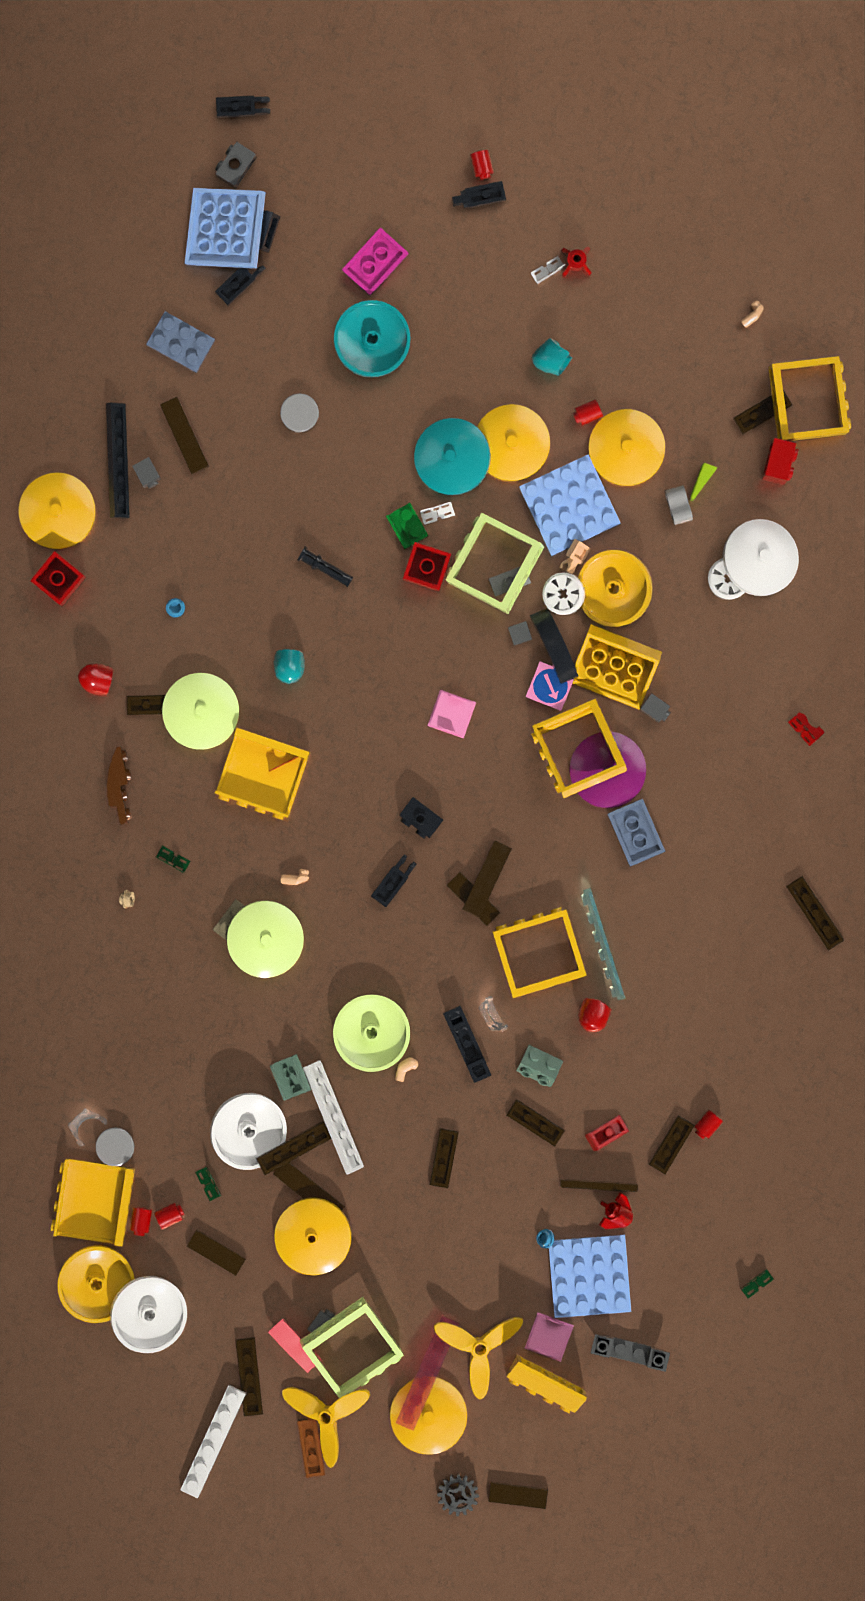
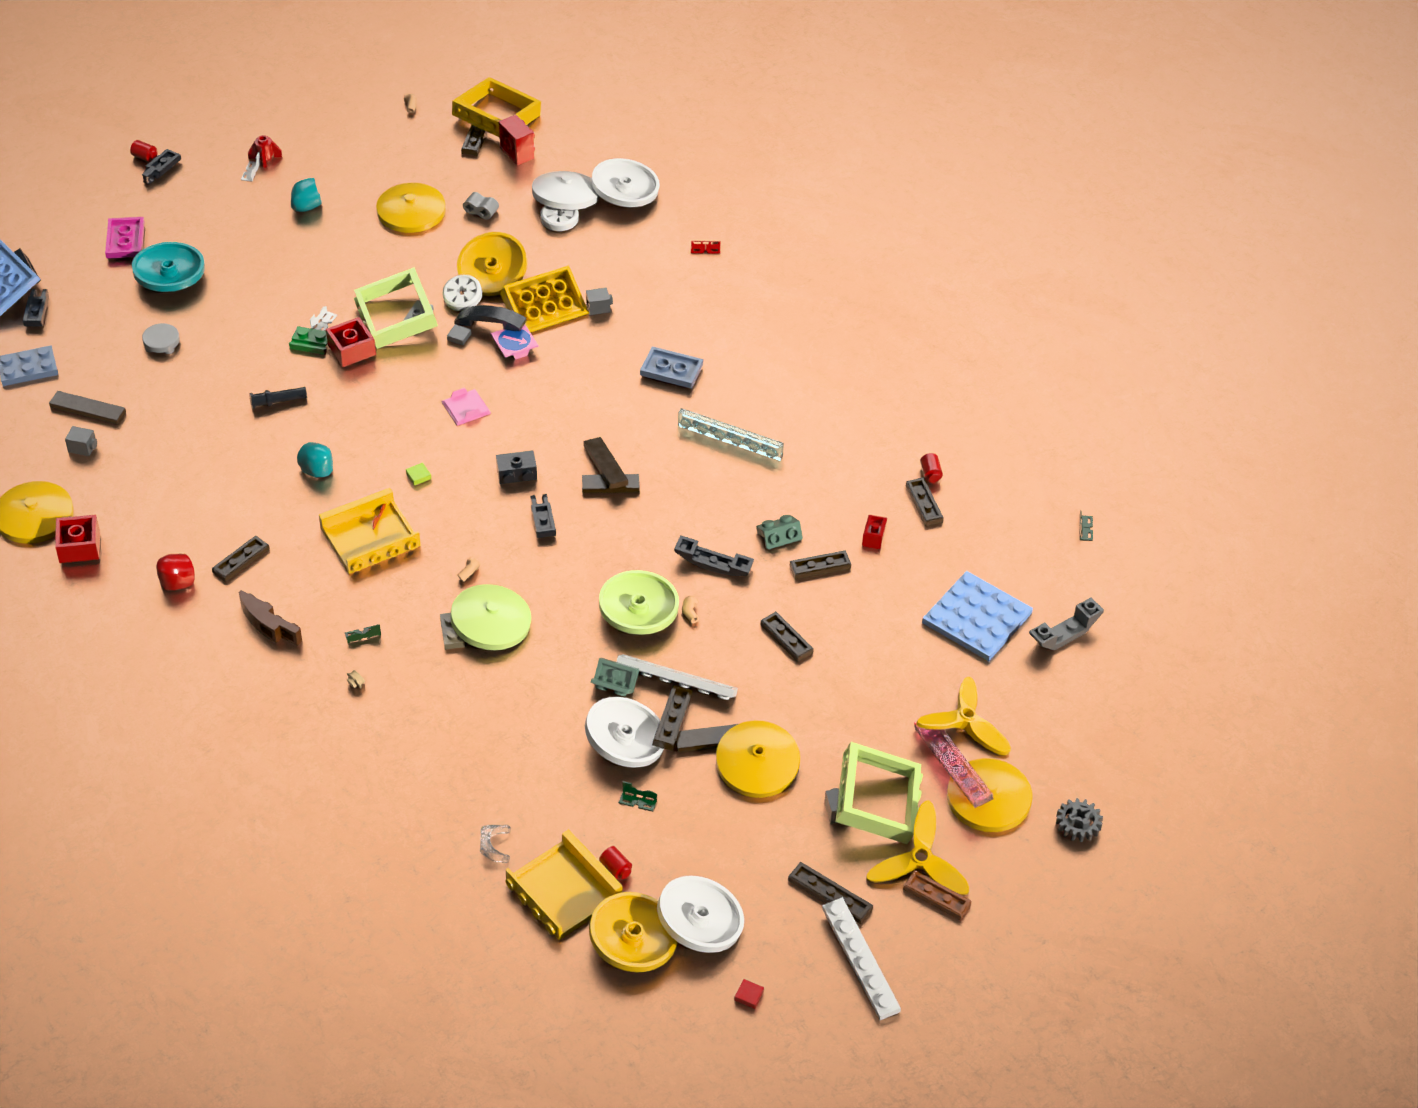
camera: 50 degrees left, 40 degrees down
(115, 1146) = (535, 835): light grey tile -> none
(117, 460) = (46, 448): black plate -> none
(123, 1392) = (749, 994): none -> red tile
(169, 1215) = (633, 841): red brick -> none
(175, 607) = (190, 495): dark azure plate -> none
(200, 711) = (279, 534): yellowish green dish -> none
(216, 1252) = (700, 835): dark brown tile -> none
(290, 1342) = (834, 836): coral slope -> none
(350, 749) = (418, 474): none -> lime tile
(452, 456) = (298, 284): teal dish -> none
(499, 1024) = (707, 534): clear helmet -> none
(516, 442) = (330, 255): yellow dish -> none
(518, 1495) = (1118, 784): dark brown tile -> none
(537, 919) = (687, 497): yellow window -> none
(545, 1238) = (919, 617): dark azure plate -> none
(547, 1384) = (1040, 685): yellow slope -> none
(549, 1337) = (1001, 674): bright pink piece -> none
(567, 717) = (576, 328): yellow window -> none
(569, 505) = (409, 248): light blue plate -> none
(576, 555) = (444, 270): light nougat plate -> none
(587, 412) = (363, 206): red brick -> none
(593, 1015) = (775, 470): red piece -> none
(594, 756) = (609, 354): magenta dish -> none
(599, 1185) = (910, 557): dark brown tile -> none
(618, 1213) = (943, 558): red brick -> none
(704, 475) = (477, 182): lime slope -> none
(813, 599) = (625, 182): none -> white dish
(815, 913) = (839, 321): dark brown tile -> none

